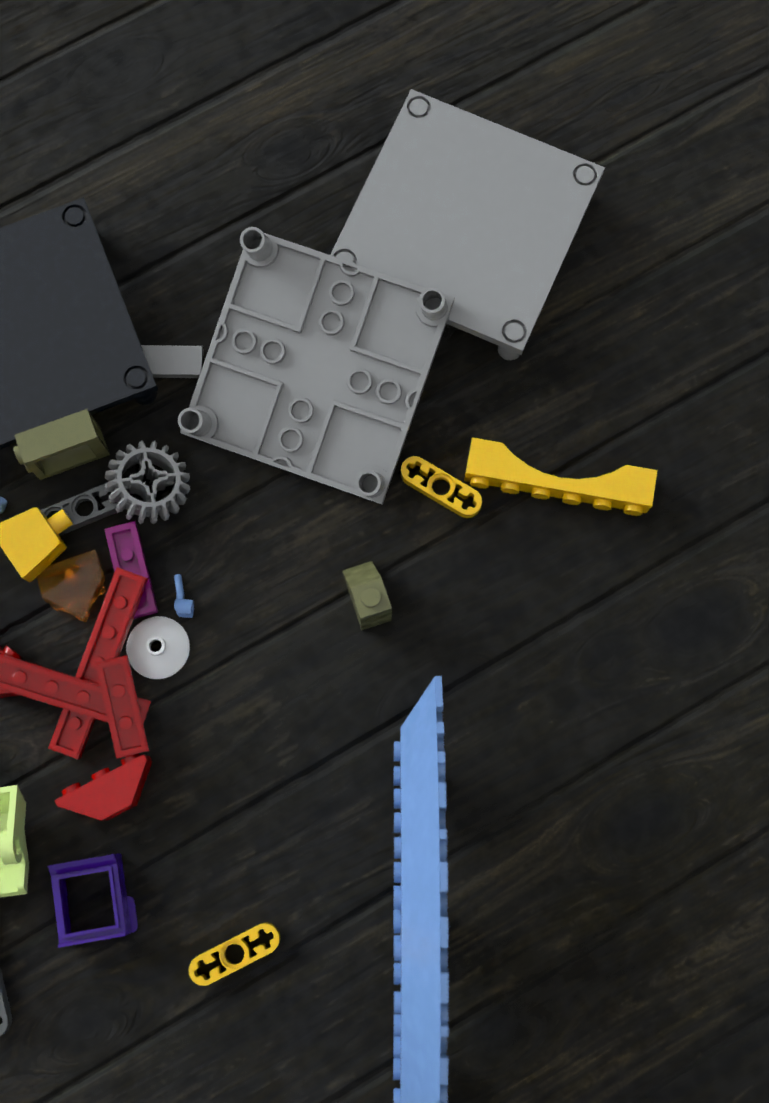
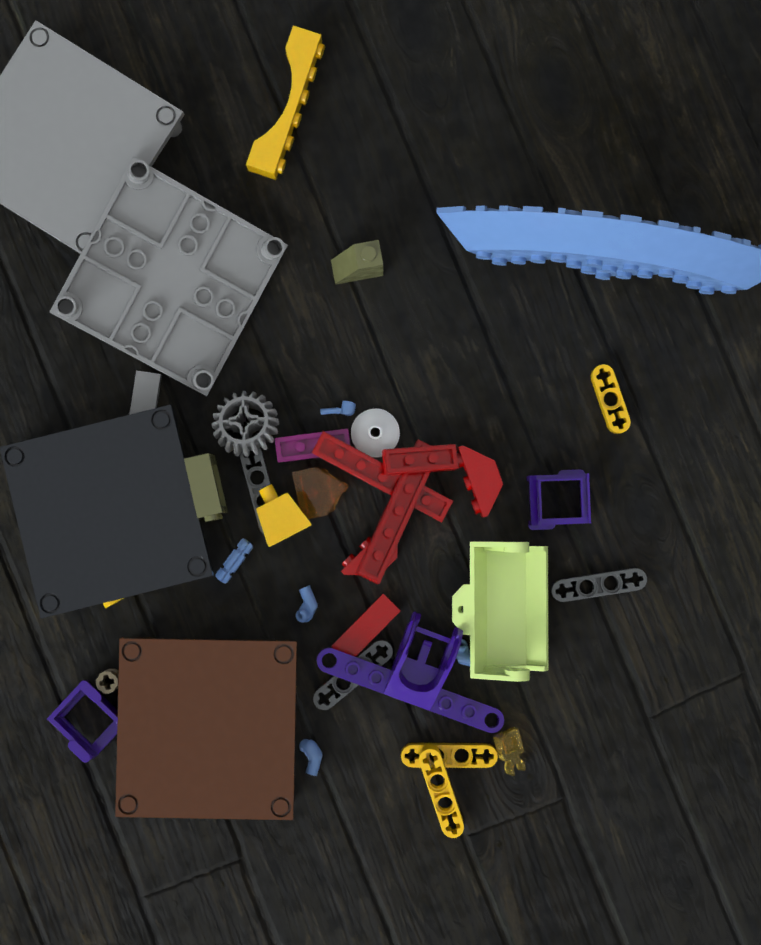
camera: 80 degrees left, 10 degrees up
(417, 484) = (295, 187): yellow beam -> none

